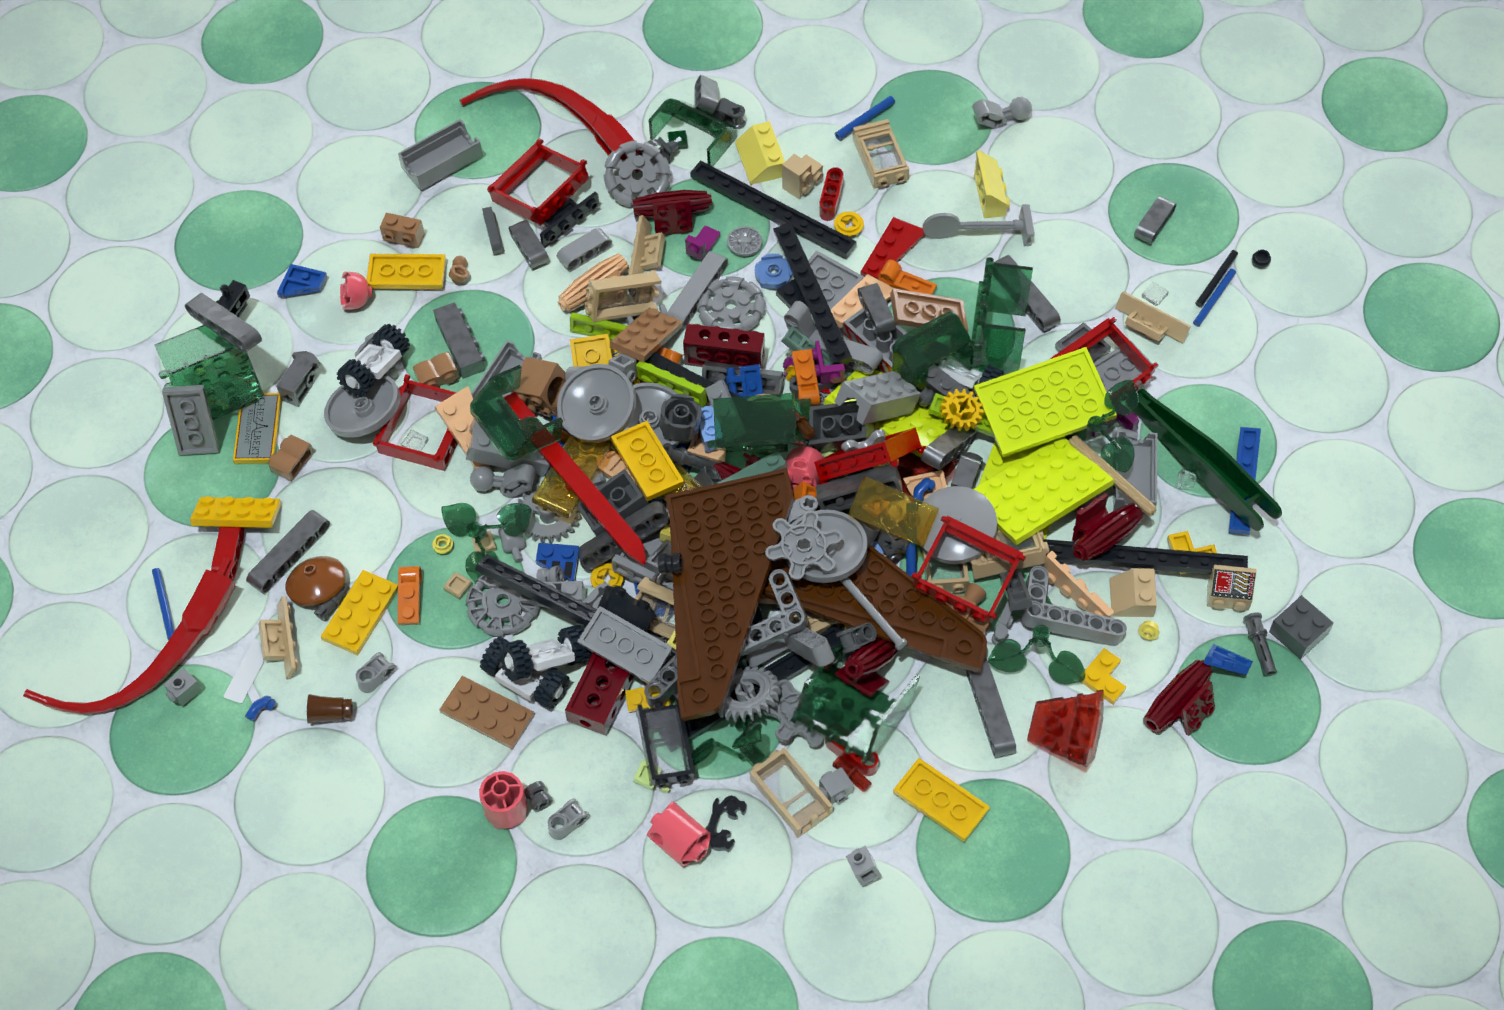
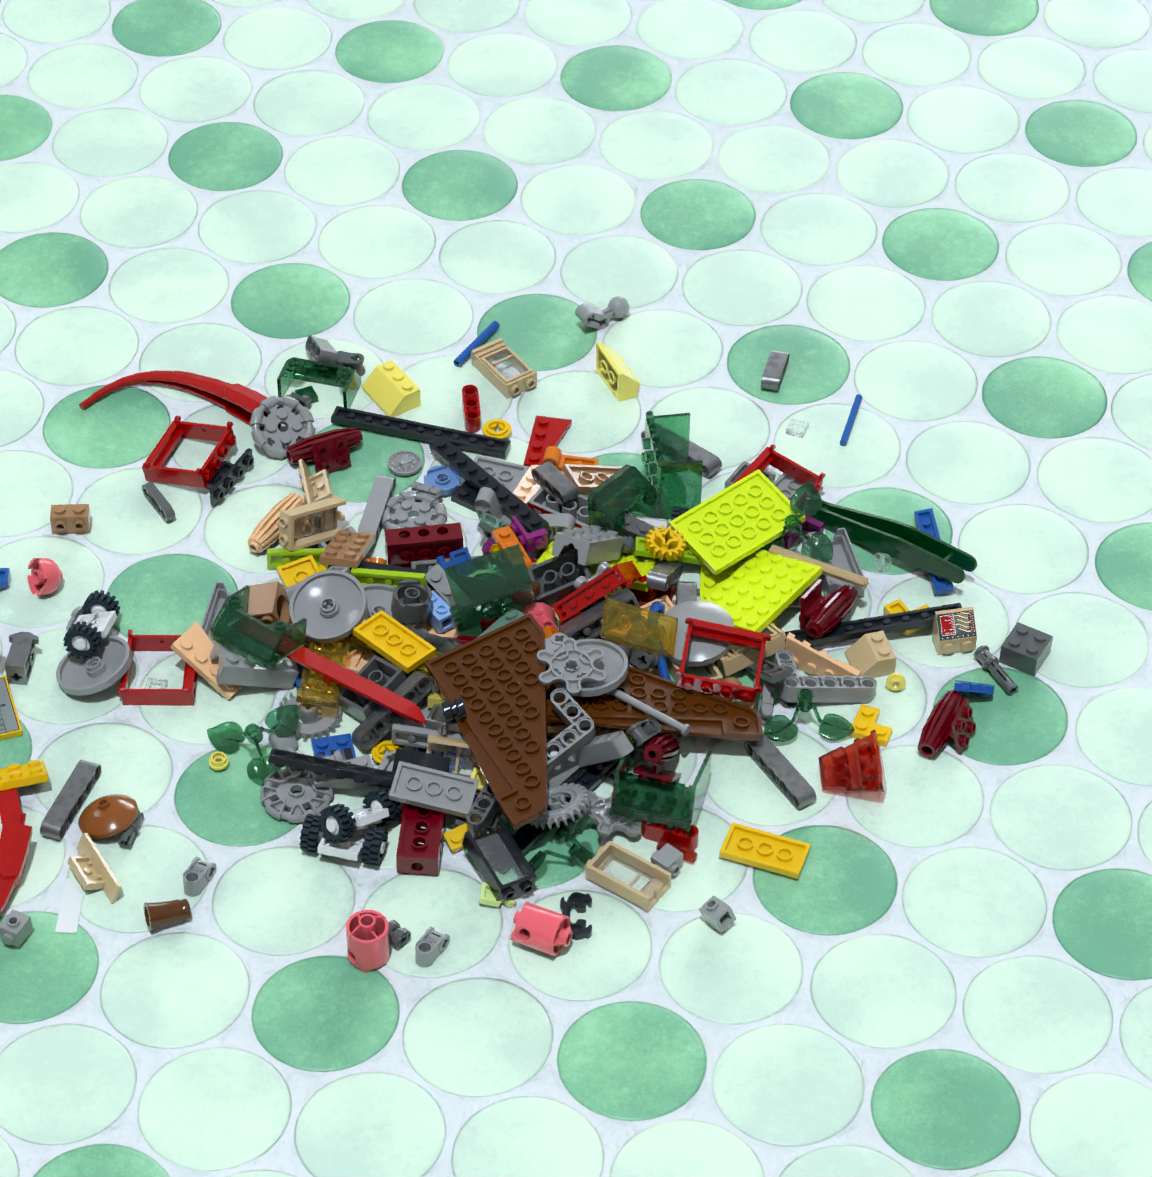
camera: 20 degrees left, 15 degrees down
(259, 704) = (94, 928): blue arm -> none
(291, 457) = (39, 724): medium nougat brick -> none
(360, 612) = (161, 833): yellow plate -> none
(406, 271) = (89, 551): yellow plate -> none
(409, 595) = (204, 807): orange plate -> none
(437, 370) = (155, 622): medium nougat brick -> none
(439, 155) = (81, 450): light grey brick -> none
(457, 585) = (247, 791): tan tile -> none
(458, 272) = (139, 541): medium nougat plate -> none
(459, 341) = (164, 596): flat silver brick -> none
(487, 542) = (251, 751): tan tile -> none
(487, 712) = (318, 883): medium nougat plate -> none
(511, 484) = (265, 696): light grey beam -> none
(528, 244) = (199, 505): flat silver beam -> none
(584, 249) = (254, 499): light grey beam -> none
(702, 244) = (365, 471): magenta bracket -> none
(749, 276) = (421, 488): none -> light grey axle
(800, 175) = (437, 398): tan brick -> none
(947, 224) = (589, 408): light grey piece -> none
(1150, 319) = (802, 446): tan bracket -> none
(1217, 277) = (847, 404): black bar -> none
(1261, 258) = (880, 381): black plate -> none

